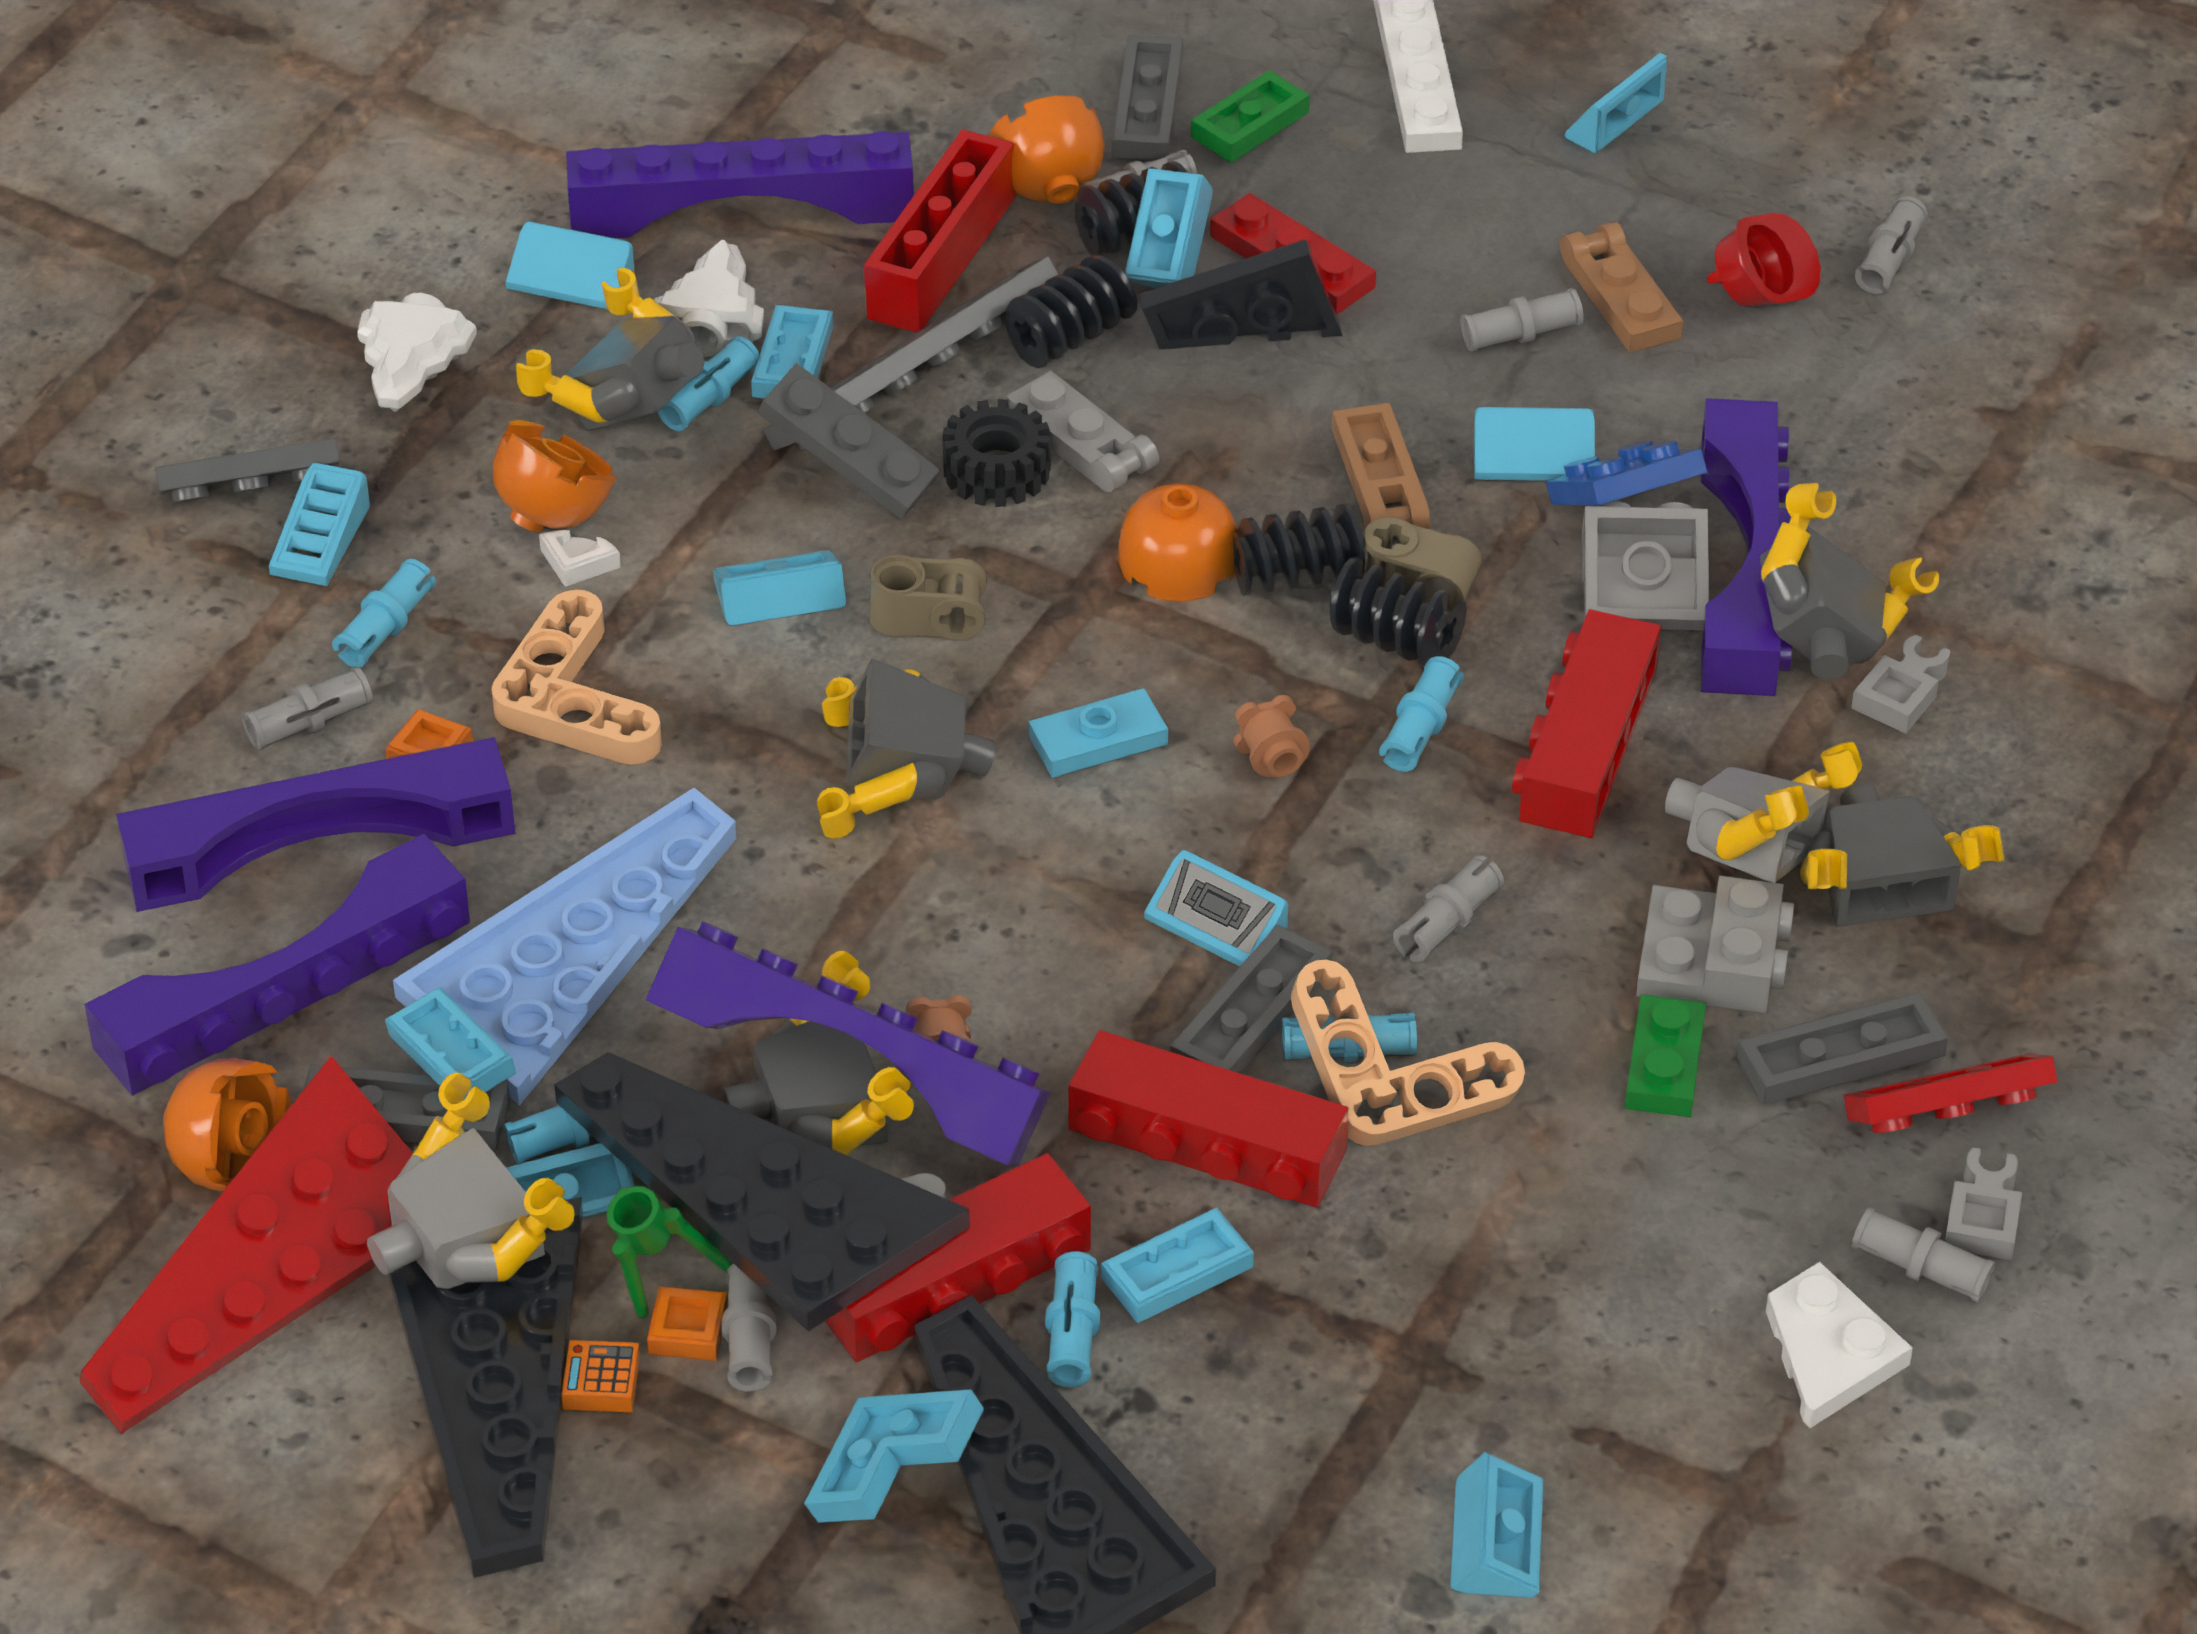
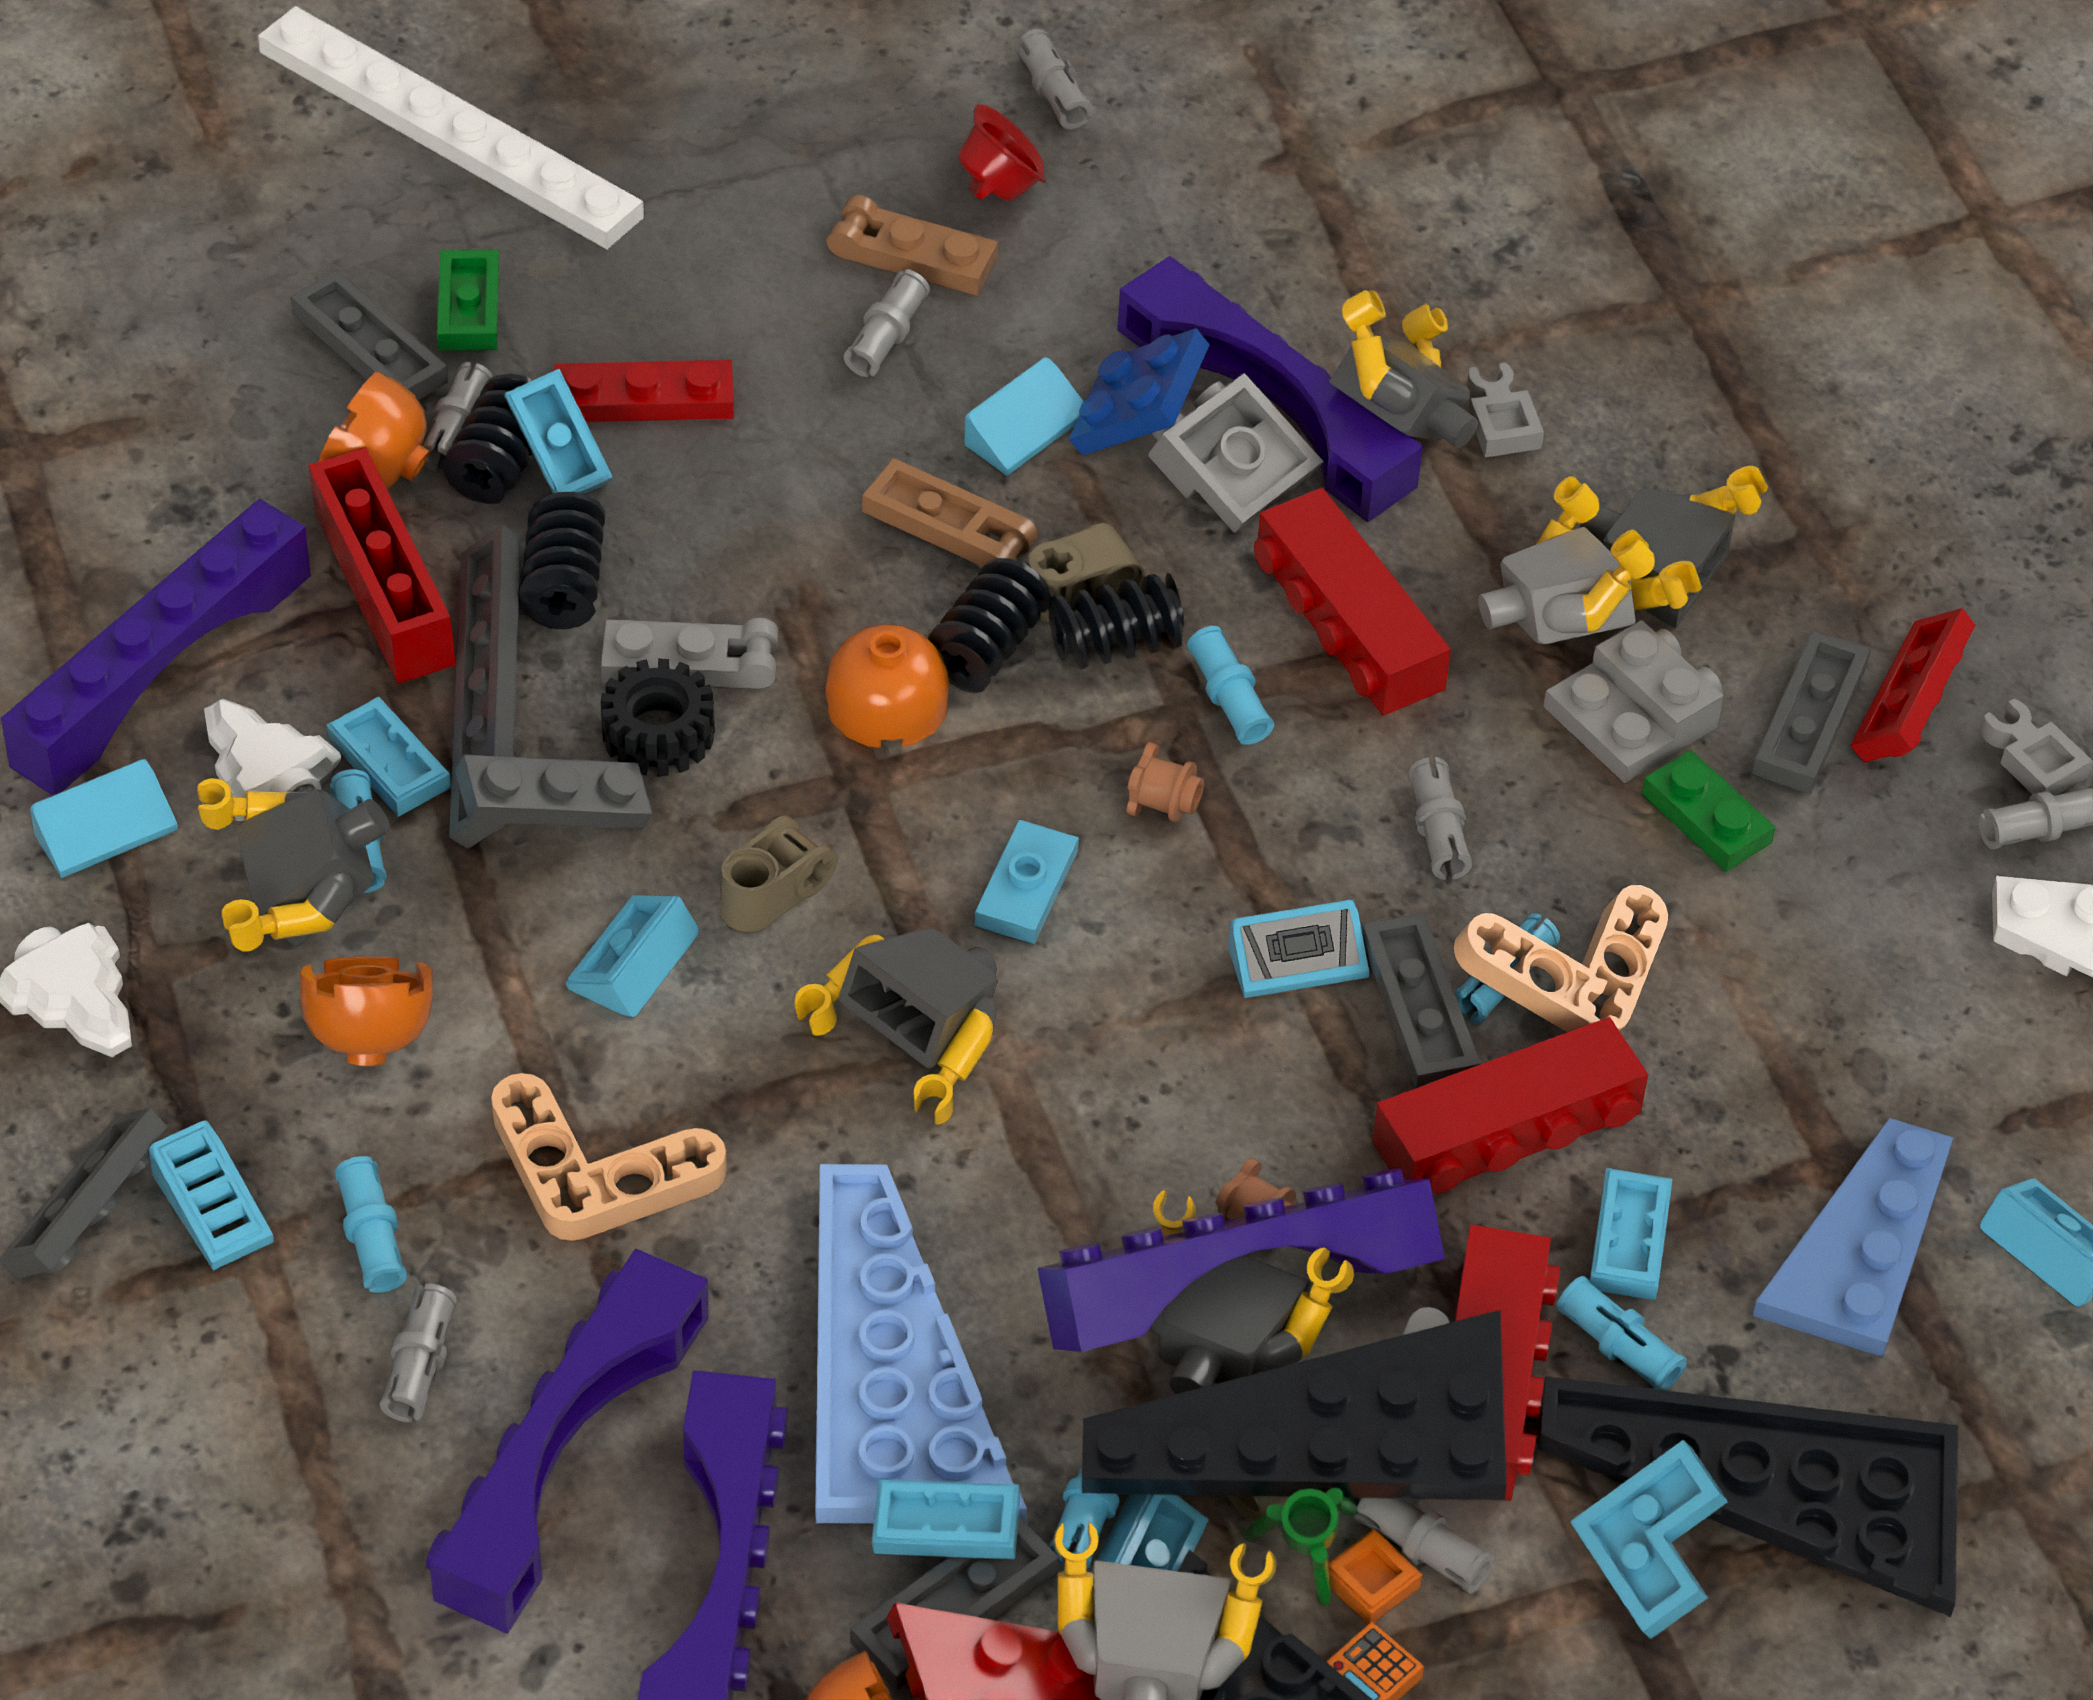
camera: 50 degrees left, 5 degrees up
(425, 733) = (550, 1302): orange tile -> none
(577, 557) = (444, 1056): white tile -> none
(1253, 296) = (694, 444): black wing -> none
(1341, 1415) = (1861, 1248): none -> medium blue wing
(1621, 106) = (721, 100): medium azure slope -> none

